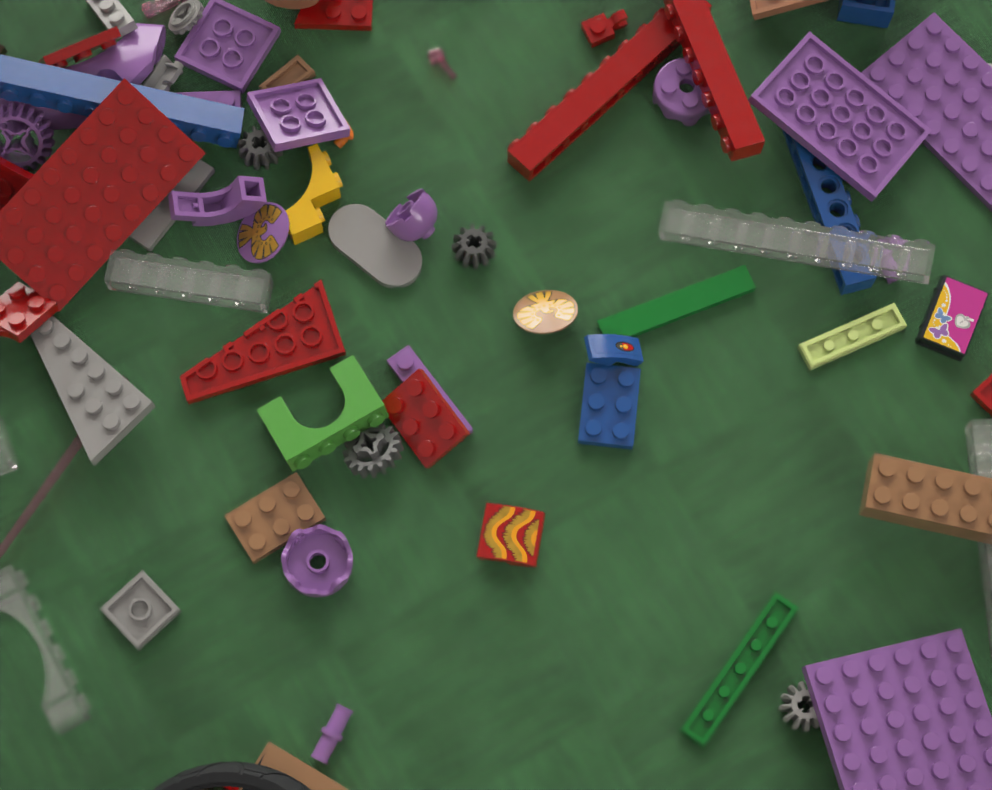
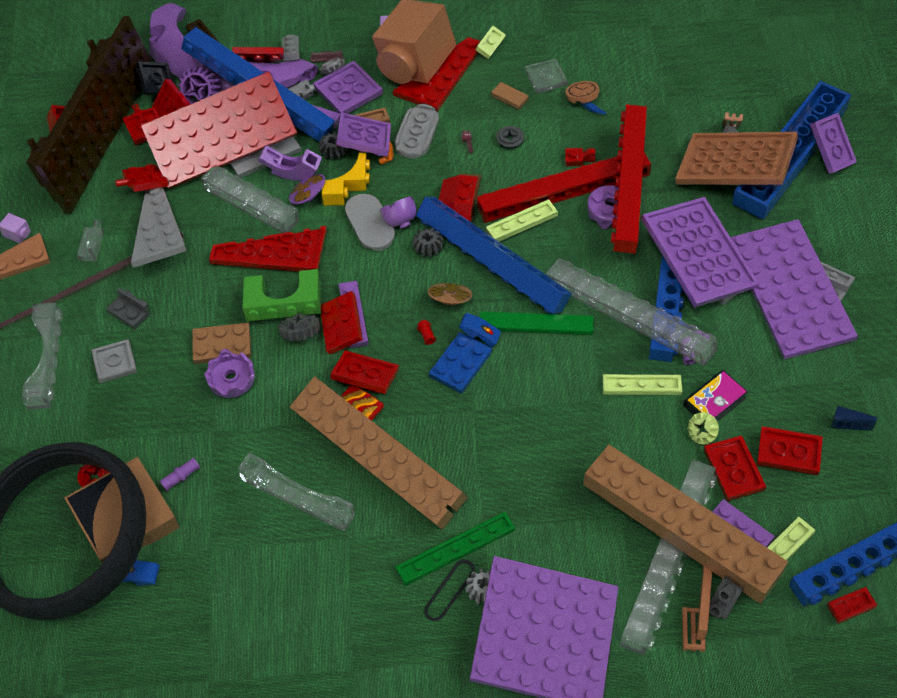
camera: 30 degrees right, 15 degrees down
(115, 524) = (129, 309): none -> dark grey bracket
(362, 74) = (416, 131): none -> light grey tile
(480, 160) = (461, 193): none -> red wedge
(496, 477) = (364, 372): none -> red plate
(499, 24) = (514, 132): none -> dark grey gear
(542, 381) = (426, 332): none -> red pin
(545, 693) = (324, 507): none -> clear arch
(571, 229) = (494, 255): none -> blue brick
(578, 586) = (379, 452): none -> medium nougat piece
(580, 160) = (522, 221): none -> yellowish green plate
(772, 731) = (442, 585): none -> black piece
(951, 358) = (711, 426): none -> yellowish green gear

